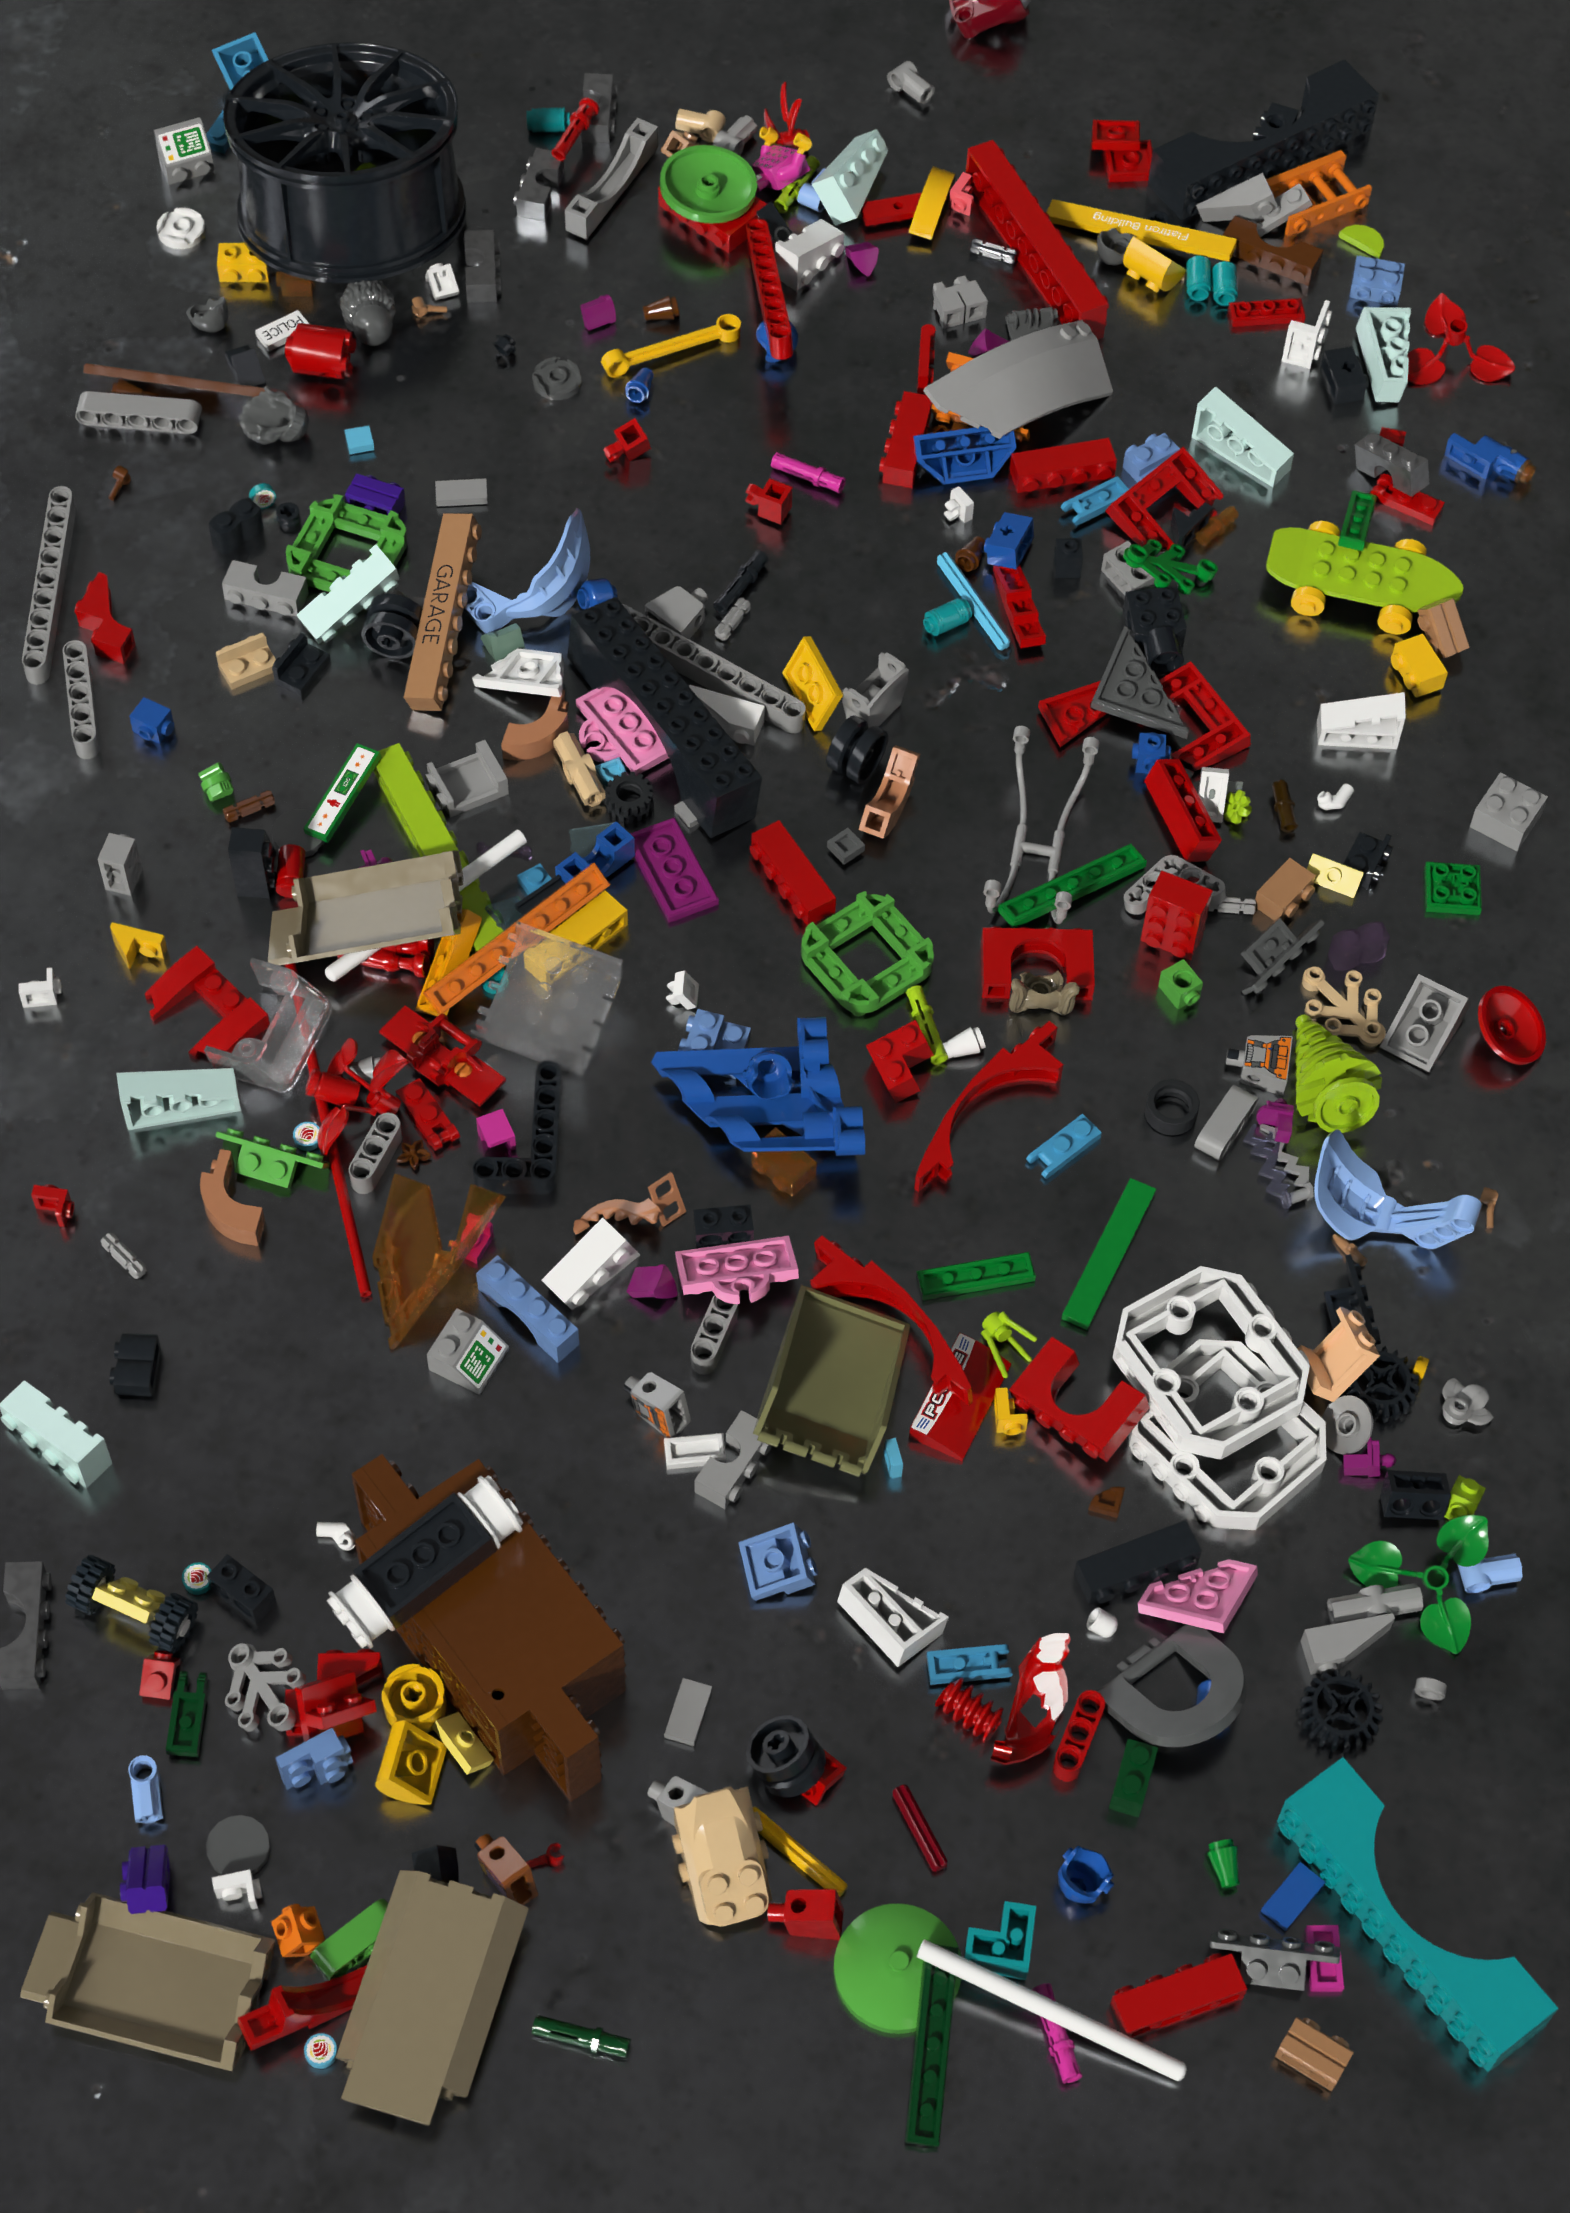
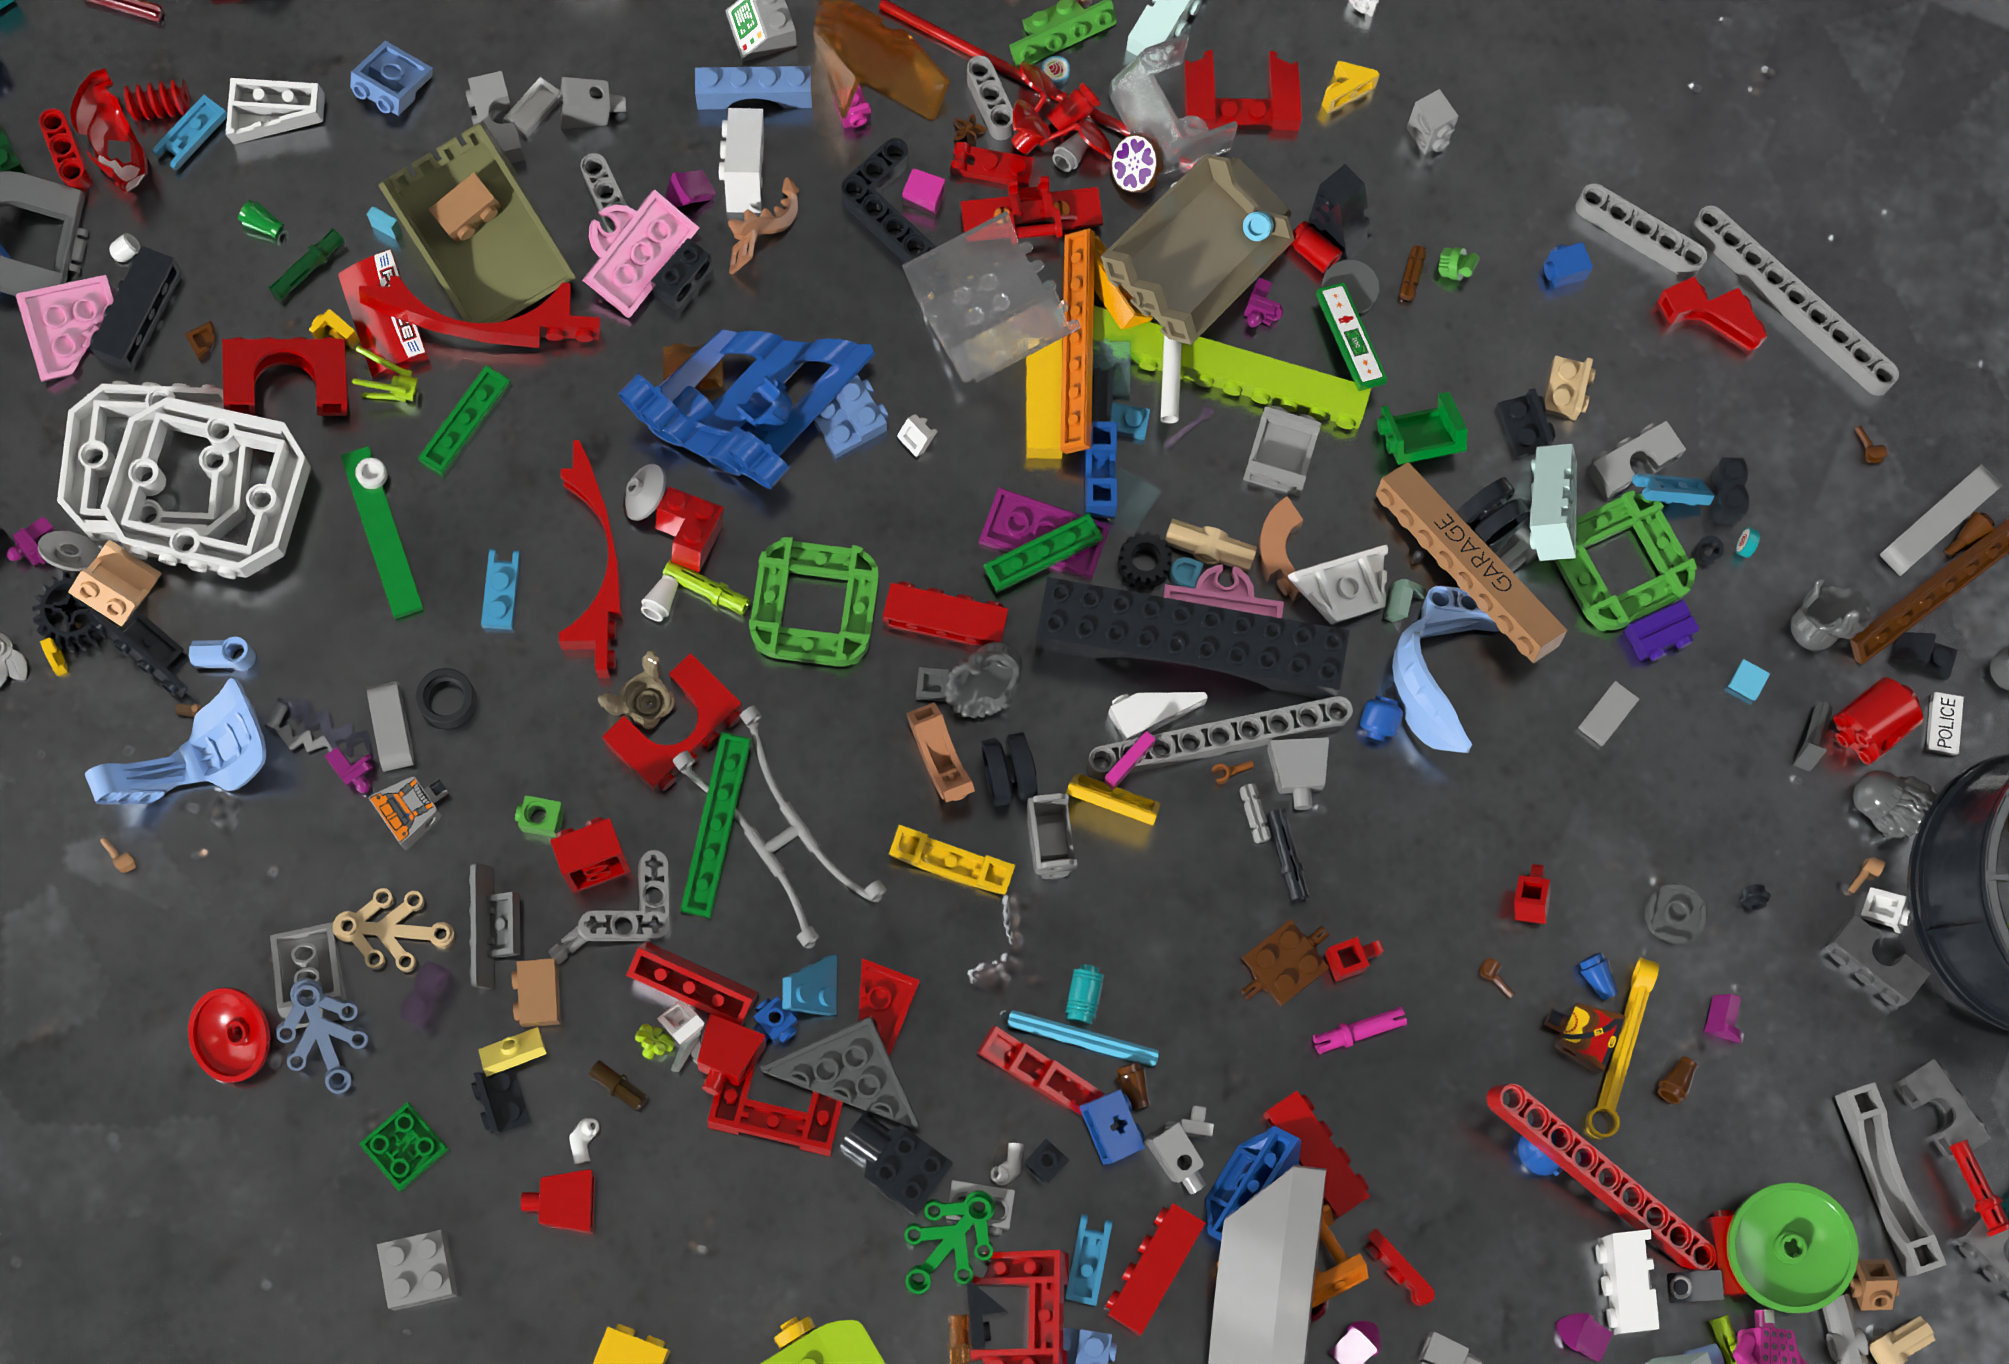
camera: 130 degrees right, 15 degrees up
(267, 549) = (1674, 489): none -> dark azure hinge
(315, 900) = (1258, 225): none -> medium azure tile
(337, 1015) = (1136, 163): none -> tile
(369, 707) = (1424, 432): none -> green panel
(374, 374) = (1813, 746): none -> dark grey piece
(683, 365) = (1586, 1034): none -> torso
(688, 852) = (1043, 552): none -> green tile
(696, 437) = (1489, 971): none -> reddish brown hand
(726, 649) = (1231, 770): none -> dark orange hand
(781, 684) = (1129, 760): none -> dark pink tile
(809, 537) = (1285, 962): none -> reddish brown plate
(811, 811) = (984, 680): none -> dark grey hair
(828, 1400) = (465, 208): none -> medium nougat brick
(895, 1106) = (644, 492): none -> light grey dish
(943, 744) = (950, 861): none -> yellow slope
(966, 1482) = (300, 270): none -> dark green pin
(981, 1548) = (258, 218): none -> green cone
(988, 491) = (1167, 1145): none -> light grey torso
(1079, 1289) = (371, 473): none -> white tile
(1089, 578) = (1011, 1167): none -> white arm
(1113, 746) = (812, 988): none -> dark azure wing
(1201, 749) = (727, 1053): none -> red torso
(1300, 1267) = (220, 654): none -> light blue piece
(1333, 1080) = (346, 840): lime plant -> none
(1362, 722) = (628, 1237): white wedge -> none
(1380, 773) = (564, 1201): none -> red torso
(1445, 979) = (320, 1029): none -> sand blue plant

